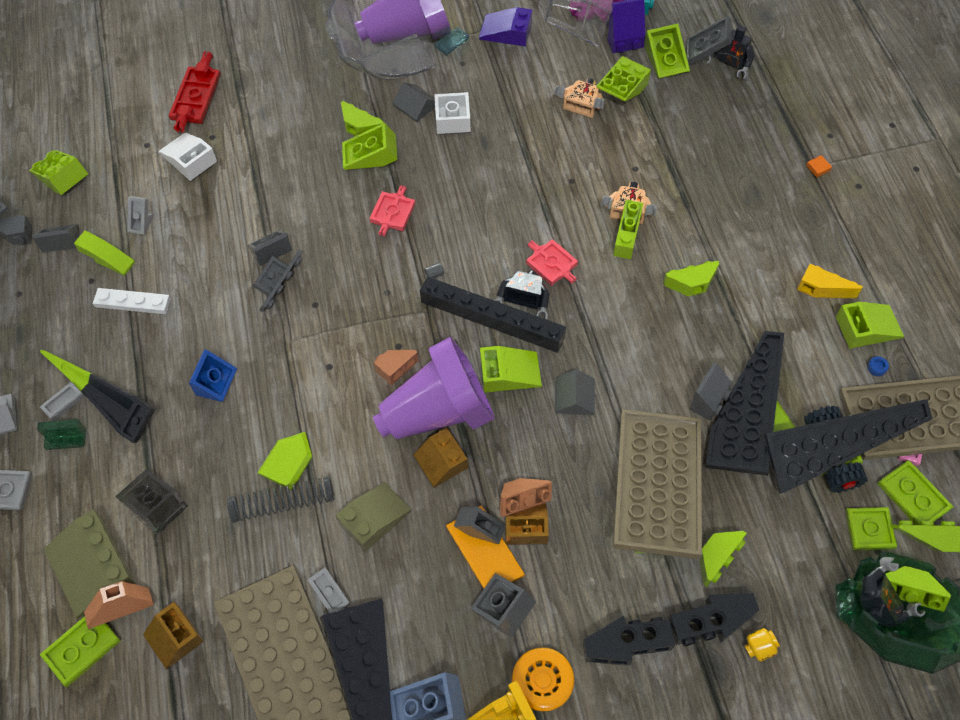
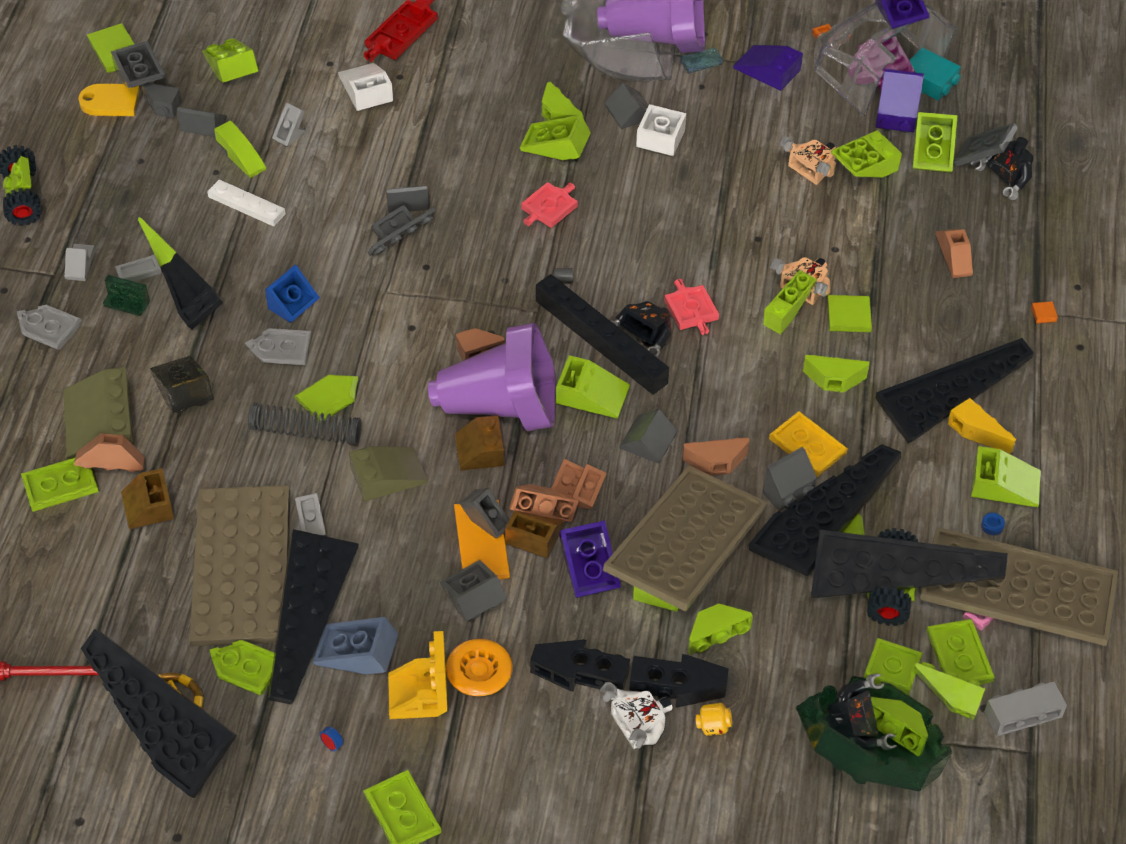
camera: 20 degrees right, 10 degrees down
(225, 428) = (282, 346): none -> light grey tile
(539, 461) = (579, 482): none -> nougat slope
(584, 531) = (585, 553): none -> dark purple slope
(638, 391) = (716, 456): none -> nougat slope
(676, 221) = (849, 313): none -> lime tile
(700, 670) = (637, 714): none -> white torso
(701, 349) = (819, 445): none -> yellow tile
(730, 137) = (956, 251): none -> nougat slope
(775, 273) = (928, 399): none -> black wing

